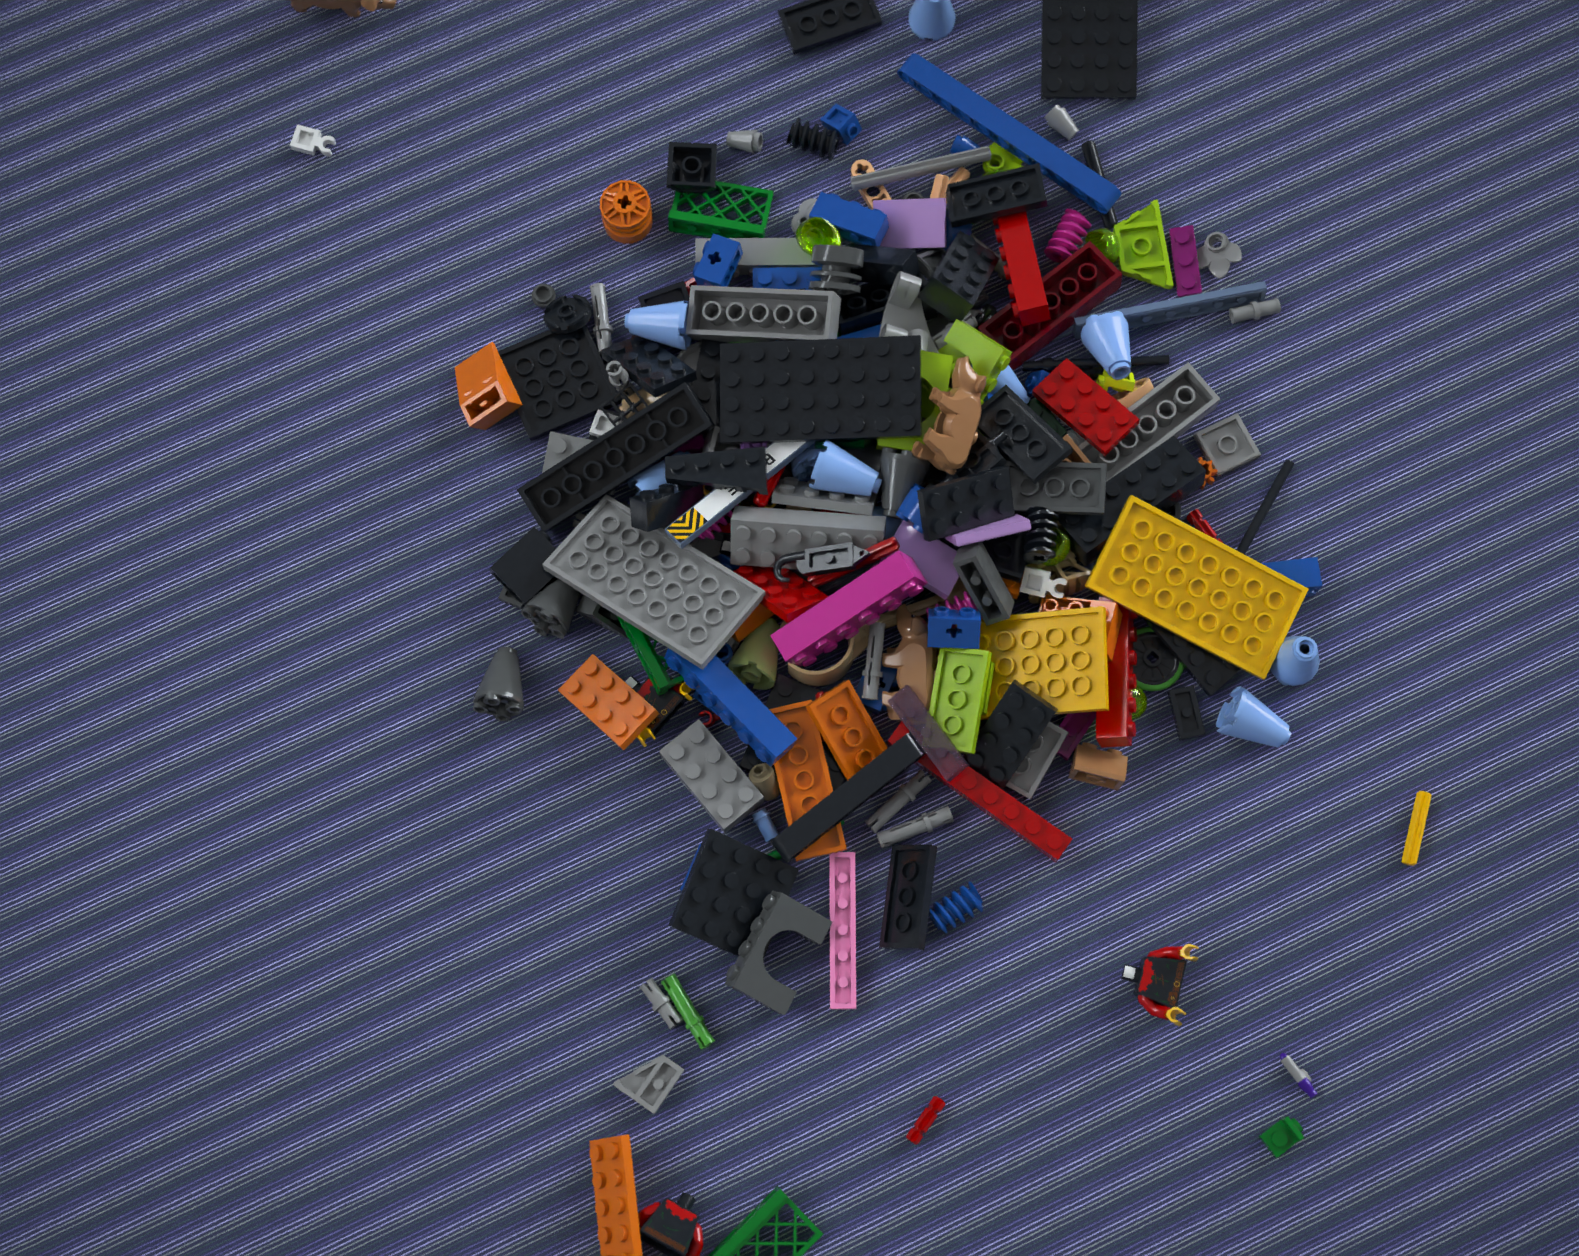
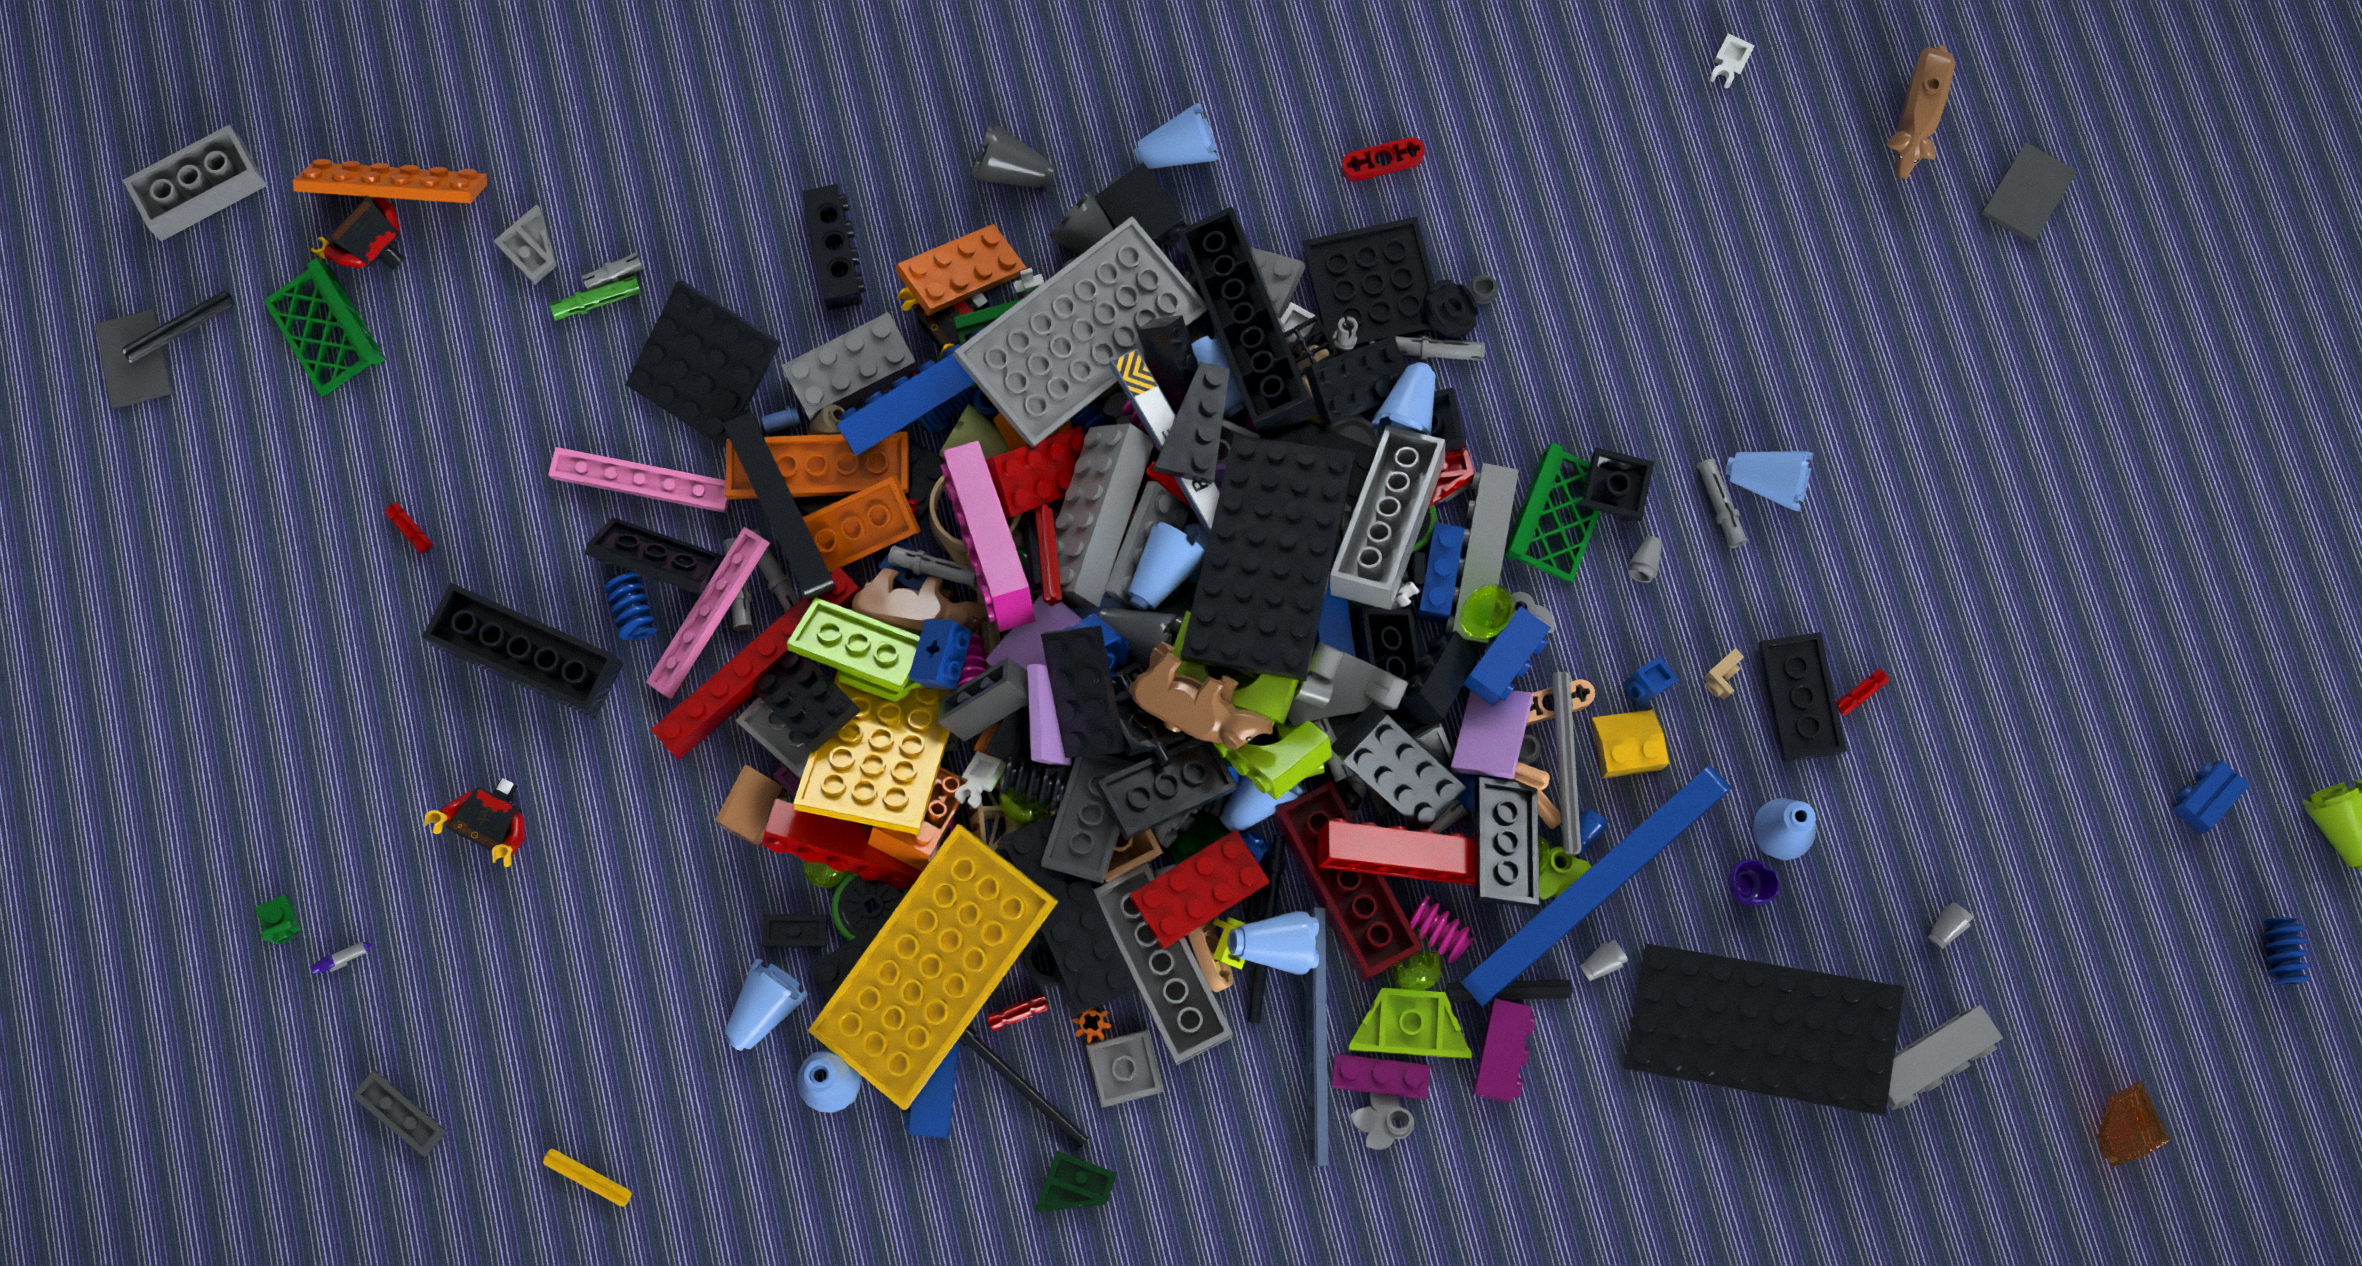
camera: 100 degrees right, 0 degrees up
(443, 382) = (1389, 148): none -> red beam
(460, 550) = (1178, 142): none -> light blue cone
(485, 388) = (1371, 199): orange slope -> none
(612, 644) = (1027, 283): none -> white plate
(618, 820) = (819, 205): none -> black brick
(626, 224) = (1568, 412): orange wheel -> none
(661, 57) = (1773, 474): none -> light blue cone
(683, 97) = (1726, 514): none -> light grey pin
(718, 262) = (1480, 497): blue brick -> none
(749, 973) = (667, 407): dark grey arch -> none
(813, 138) = (1630, 640): black piece -> none
(822, 75) = (1725, 668): none -> tan bracket
(822, 560) = (1056, 516): plate -> none
(836, 269) = (1432, 614): dark grey wheel -> none
(893, 129) = (1629, 743): none -> yellow slope
(928, 733) = (826, 603): tile -> none
(948, 840) = (707, 612): none -> bright pink plate
(980, 28) = (1753, 883): none -> dark purple hair
(1013, 987) = (523, 650): none -> black brick
(1148, 179) = (1503, 1051): none -> magenta brick
(1254, 310) = (1295, 1148): light grey pin -> none
(1322, 461) = (1075, 1184): none -> dark green wing
(1408, 989) = (399, 1113): none -> dark grey plate

